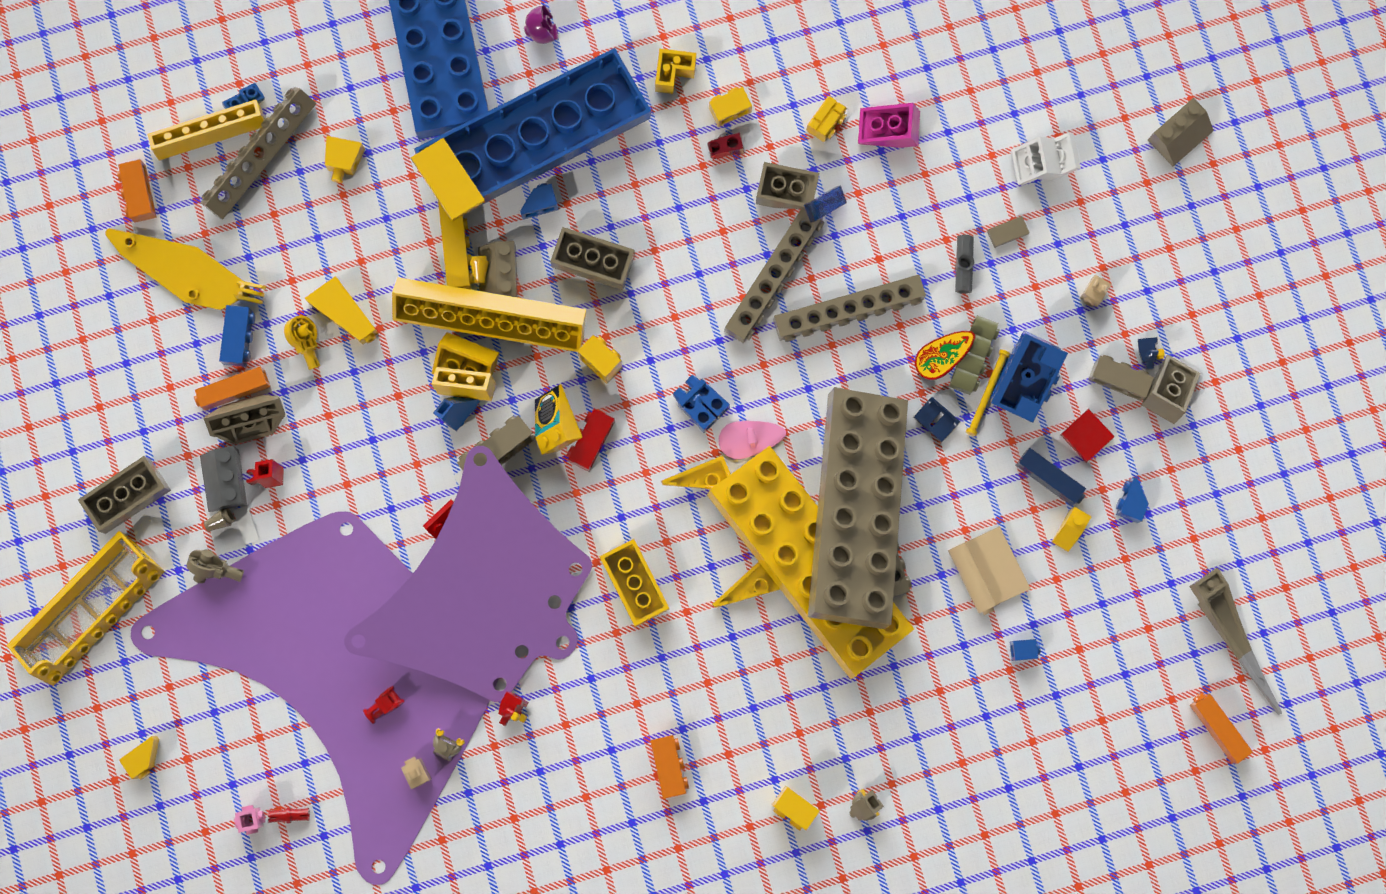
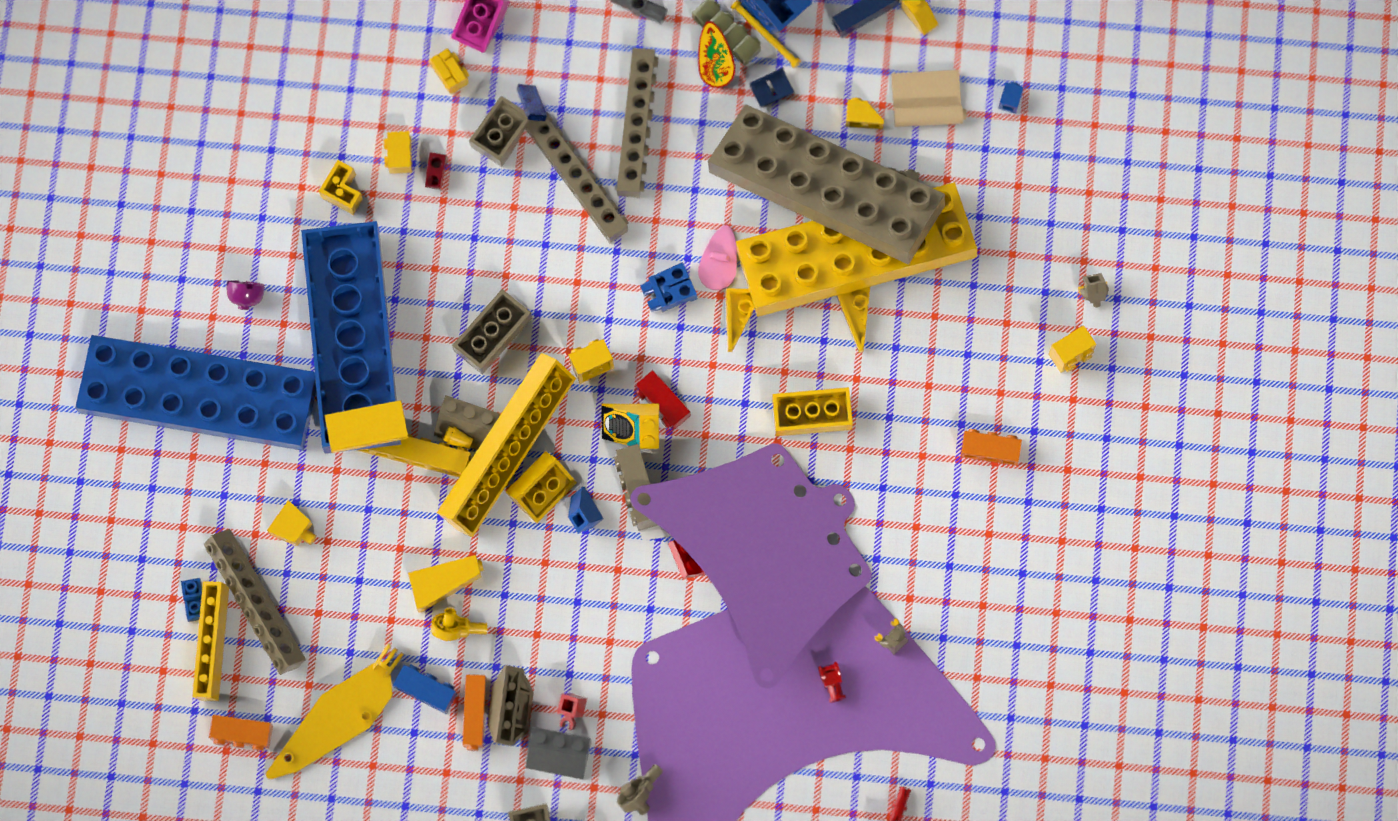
camera: 60 degrees left, 5 degrees down
(221, 519) = (596, 770): dark tan cone -> none
(246, 525) = (609, 749): white sticker -> none
(415, 772) = (906, 675): tan brick -> none
(464, 383) = (563, 492): yellow brick -> none
(511, 708) = (882, 567): red piece -> none
(539, 202) = (415, 358): blue slope -> none
(946, 514) = (862, 115): none -> yellow slope

